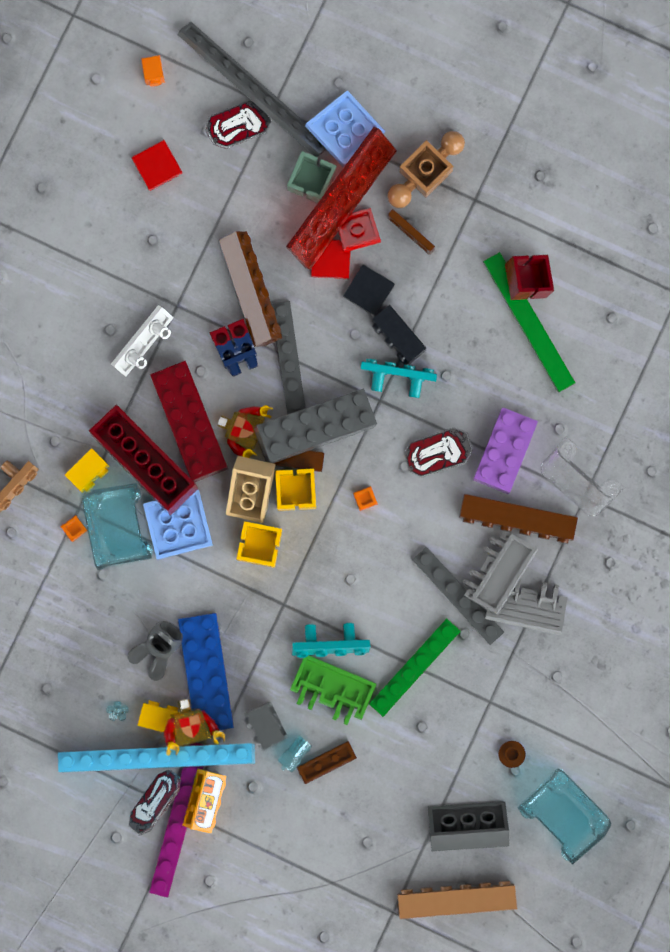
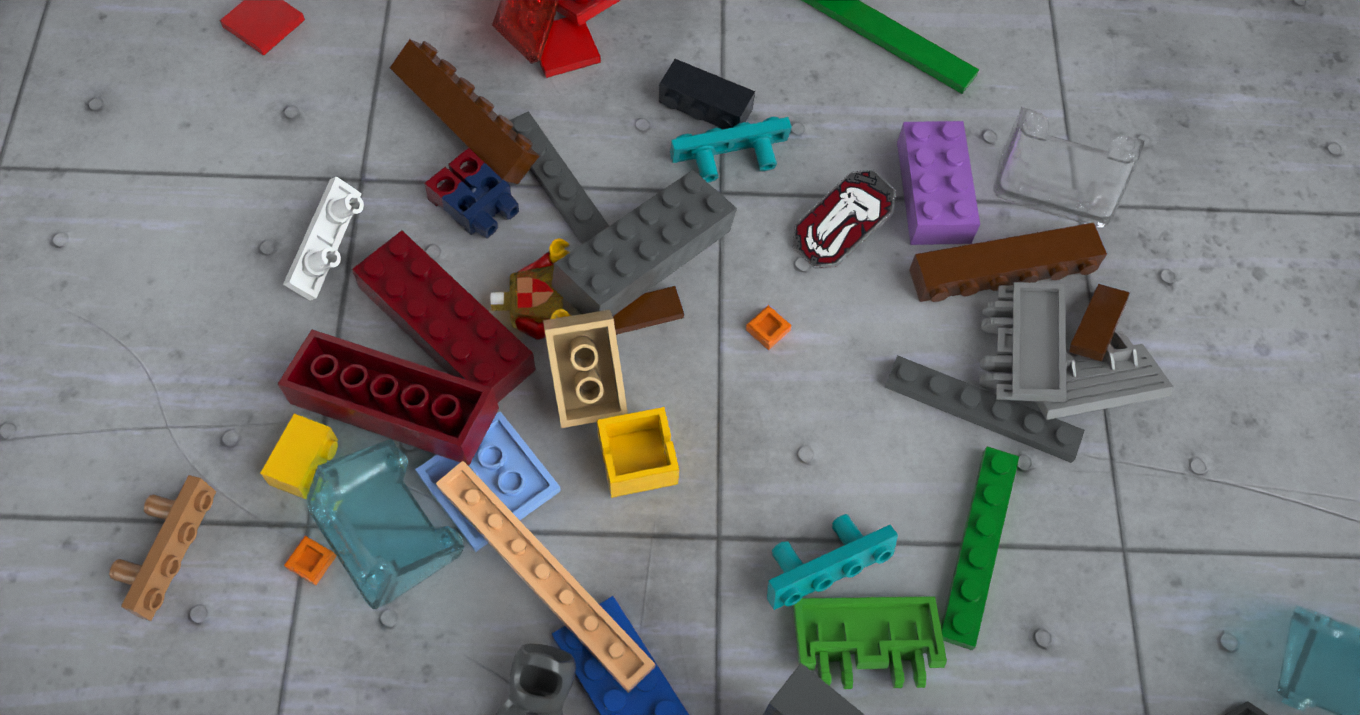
camera: 30 degrees left, 20 degrees down
(184, 589) = (546, 576): none -> light nougat plate
(295, 490) = (662, 352): yellow piece -> none
(369, 290) = (635, 63): black tile -> none
(512, 754) = (1211, 615): reddish brown piece -> none
(547, 576) = (1099, 322): none -> reddish brown tile

